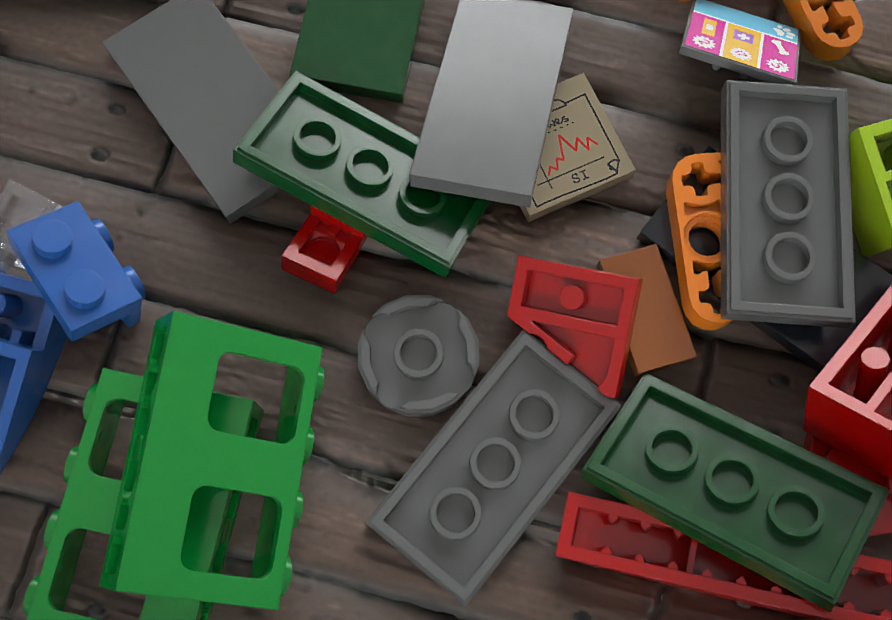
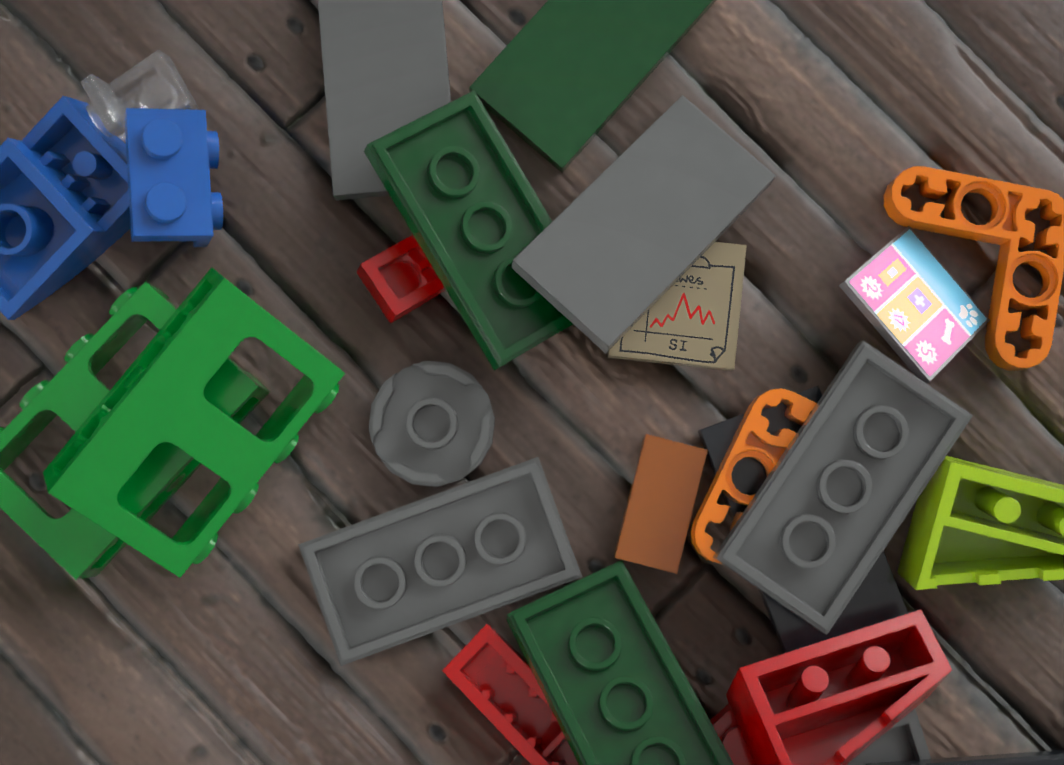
camera: 30 degrees right, 10 degrees up
(579, 315) = (592, 474): red wing -> none

